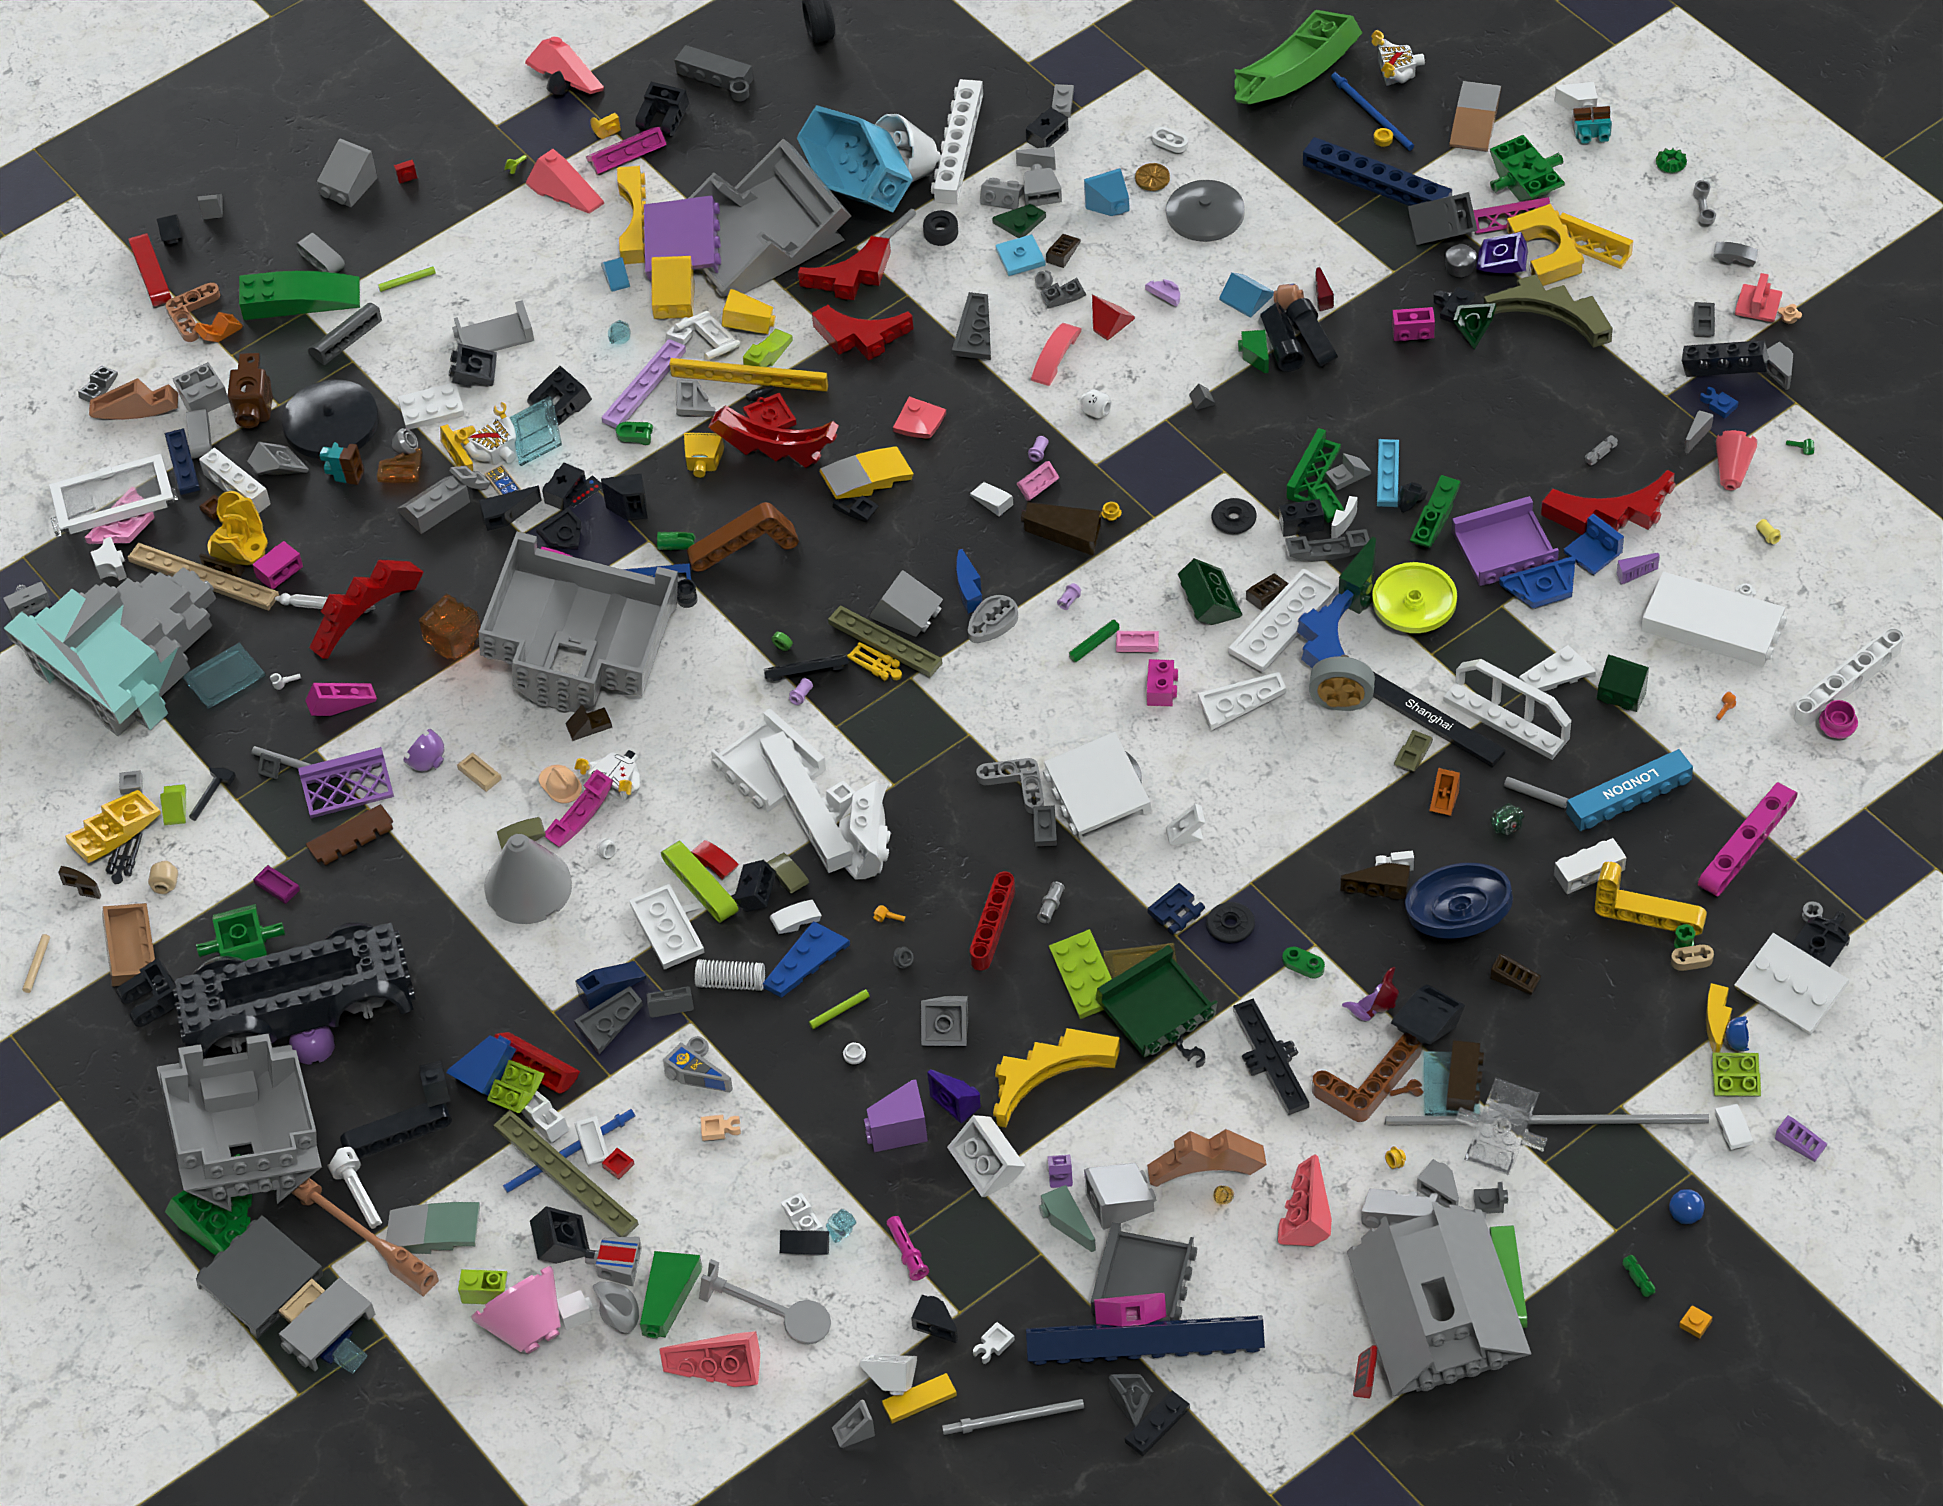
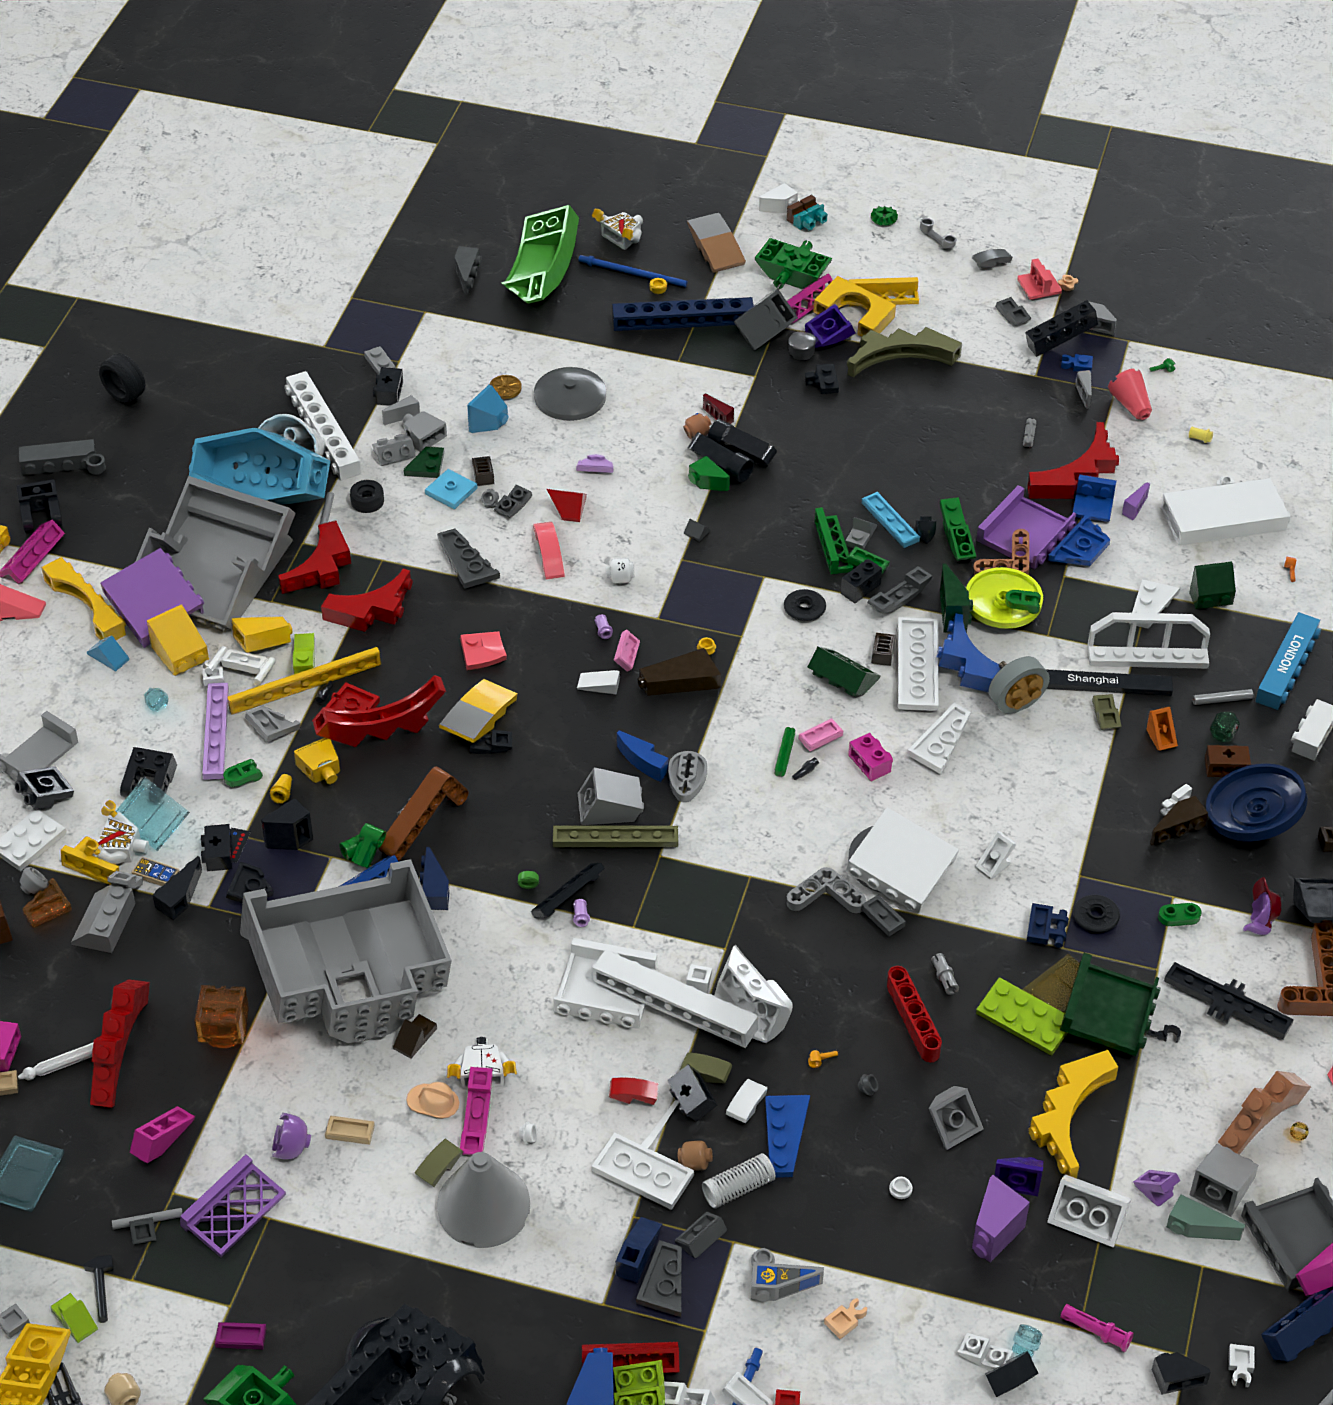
camera: 40 degrees left, 5 degrees down
(279, 682) = (84, 1146): white hand -> none
(343, 837) = (275, 1251): reddish brown windscreen -> none
(654, 461) = (281, 789): none -> yellow cone
(680, 541) = (370, 840): none -> green piece
(699, 881) = (638, 1116): lime beam -> none
(703, 607) = (434, 882): none -> dark blue slope
(714, 936) = (695, 1155): none -> medium nougat head
(839, 1009) = (852, 1158): lime bar -> none
(877, 668) = (623, 861): yellow piece -> none
(1071, 593) = (733, 722): lavender pin -> none
(1101, 664) = (806, 768): none -> black piece
(1170, 139) = (495, 353): white plate -> none
(1219, 36) = (466, 266): none -> dark grey slope
(1245, 294) = (660, 440): dark azure slope -> none
(1344, 518) = (892, 564): white slope -> none
(1413, 324) = (813, 403): dark pink brick -> none
(1416, 604) = (1016, 600): none -> green plate
(1457, 570) = (1009, 563): none -> nougat beam
(1474, 321) = (856, 381): dark green slope -> none
(1476, 848) = (1224, 759): none -> reddish brown brick

